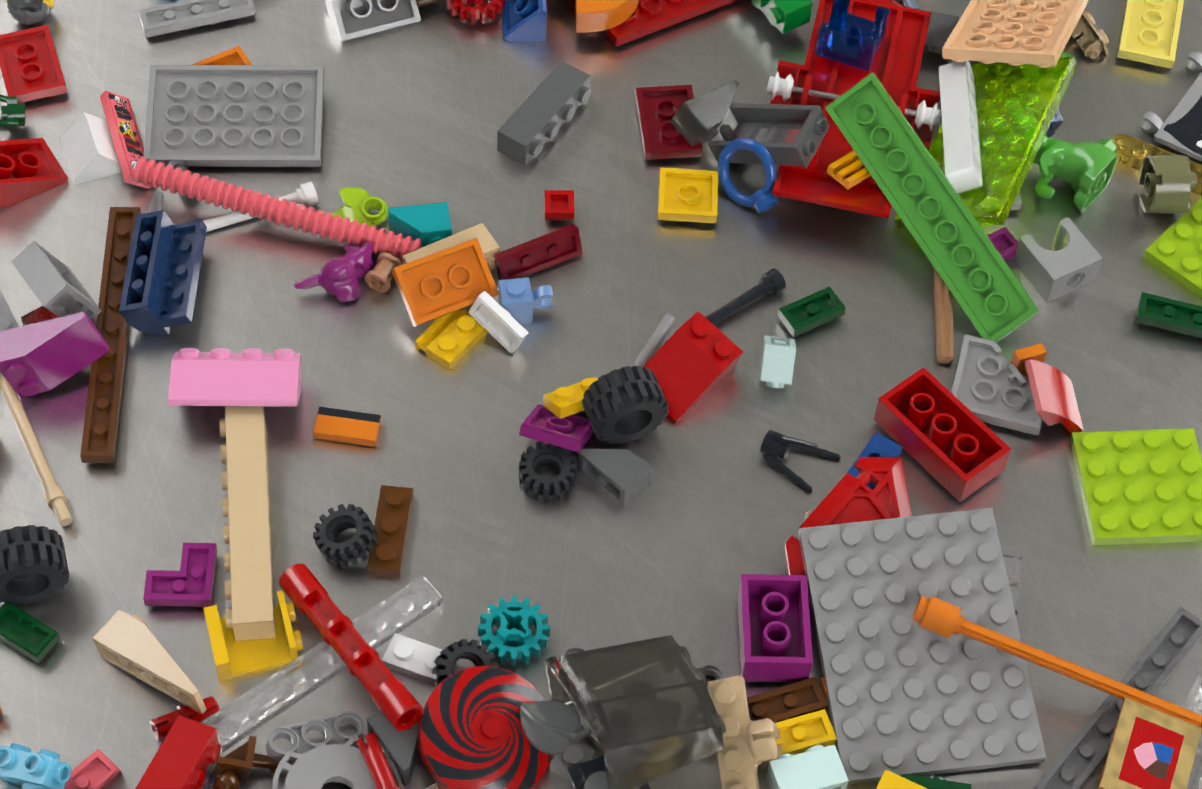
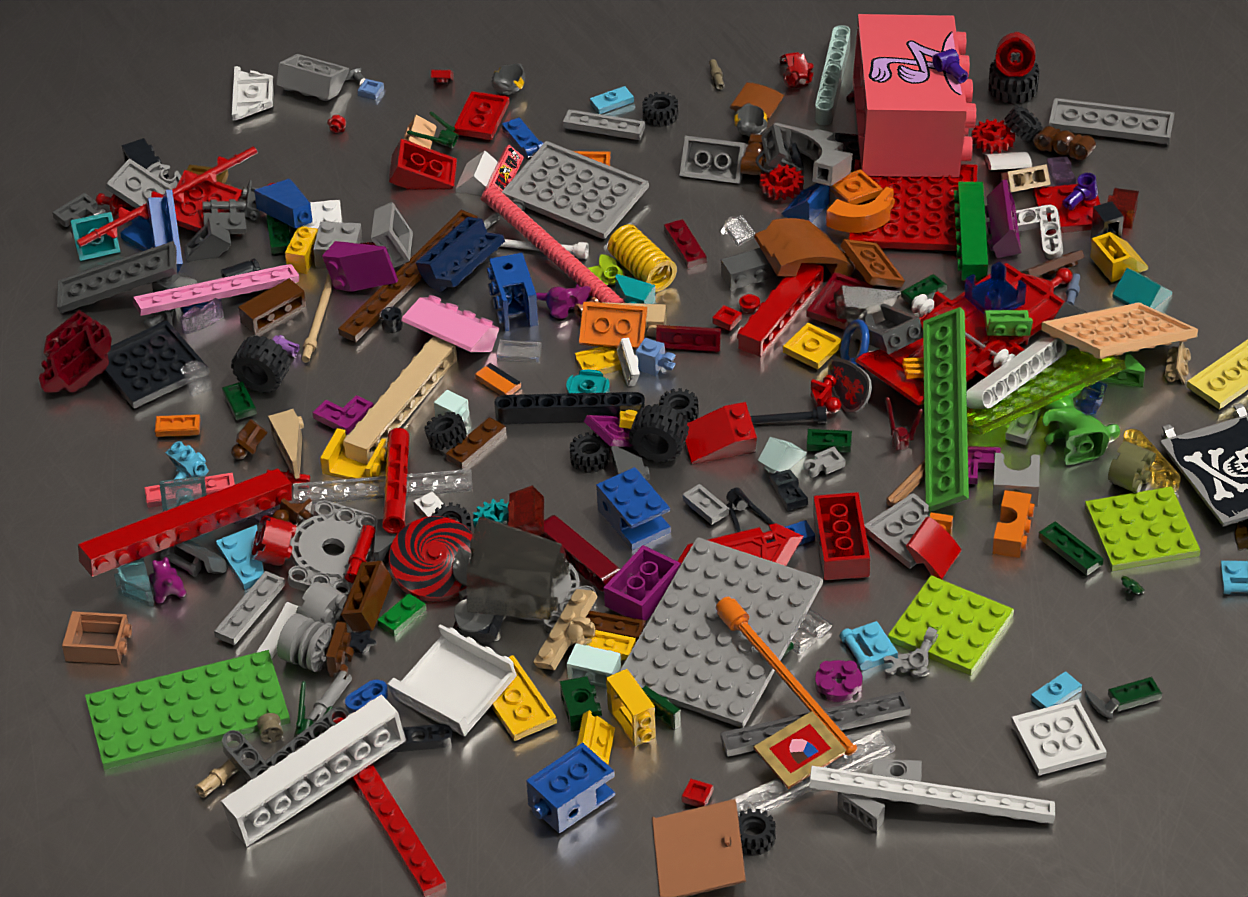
camera: 40 degrees right, 10 degrees down
(22, 515) = (287, 345): none -> medium lavender pin
(84, 685) = (248, 440): none -> reddish brown piece
(106, 73) = (522, 137): none -> blue plate
(145, 401) = (391, 319): none -> black wheel
(277, 290) = (508, 278): none -> blue torso
(322, 494) = (451, 403): none -> light aqua brick
(339, 371) = (519, 351): none -> clear tile
(398, 171) = (642, 257): none -> yellow piece
(424, 128) = (685, 243): none -> dark red plate
(463, 433) = (564, 407): none -> black beam
(475, 396) = (588, 378): none -> teal plate
(476, 81) = (738, 229): none -> clear bracket
(561, 607) = (527, 510): none -> clear red brick
(566, 172) = (749, 303): none -> red plate
(579, 75) = (798, 241): none -> dark orange slope
(602, 341) = (682, 399): none -> black tyre
(611, 163) = (779, 309): none -> red brick
(642, 619) = (580, 553): none -> dark red beam
(669, 57) = (872, 263): none -> dark orange plate
(672, 524) = (633, 508): none -> blue torso
(744, 471) = (705, 504): none -> light grey plate
(750, 65) = (927, 286): none -> dark green plate
(755, 252) = (823, 394): none -> red piece
(778, 227) = (852, 384): none -> shield
(814, 399) = (788, 490): none -> black slope
(831, 341) = (827, 460): none -> light grey plate
(887, 265) = (900, 435): none -> dark red plant
(900, 65) = (1007, 322): none -> bright green bracket
(1088, 558) = (873, 640): none -> medium azure plate
(1092, 298) = (1010, 536): none -> orange arch
(1097, 615) = (838, 669): none -> magenta plate
(1157, 554) = (916, 660): none -> light grey piece

